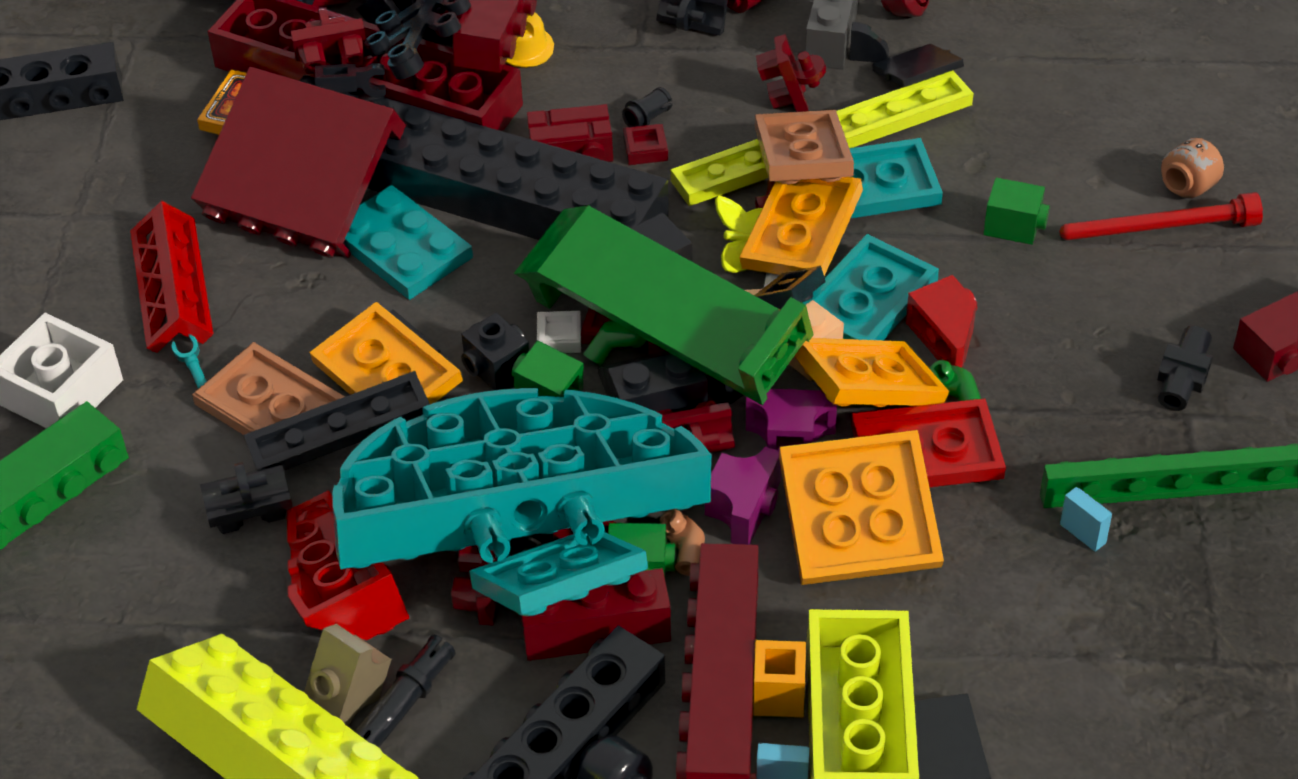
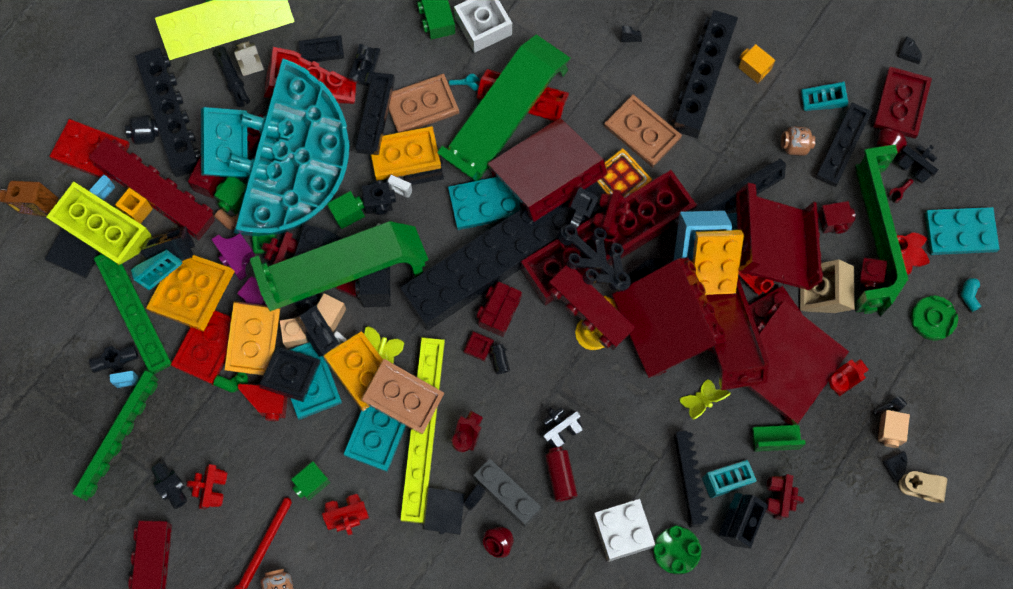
camera: 120 degrees right, 25 degrees up
(146, 126) = (642, 130): none -> nougat tile
(212, 265) = (505, 106): none -> green panel
(250, 588) = (322, 49): none -> black plate
(452, 339) = (400, 186): none -> white tile
(810, 574) = (175, 241): none -> black hinge
(877, 578) = (141, 271): none -> teal slope
(884, 295) = (290, 373): none -> black tile
(969, 575) = (134, 314): none -> green plate
(1024, 146) = (345, 517): none -> red hips
(1067, 554) = (104, 361): none -> black axle
(1141, 319) = (211, 477): none -> red hips

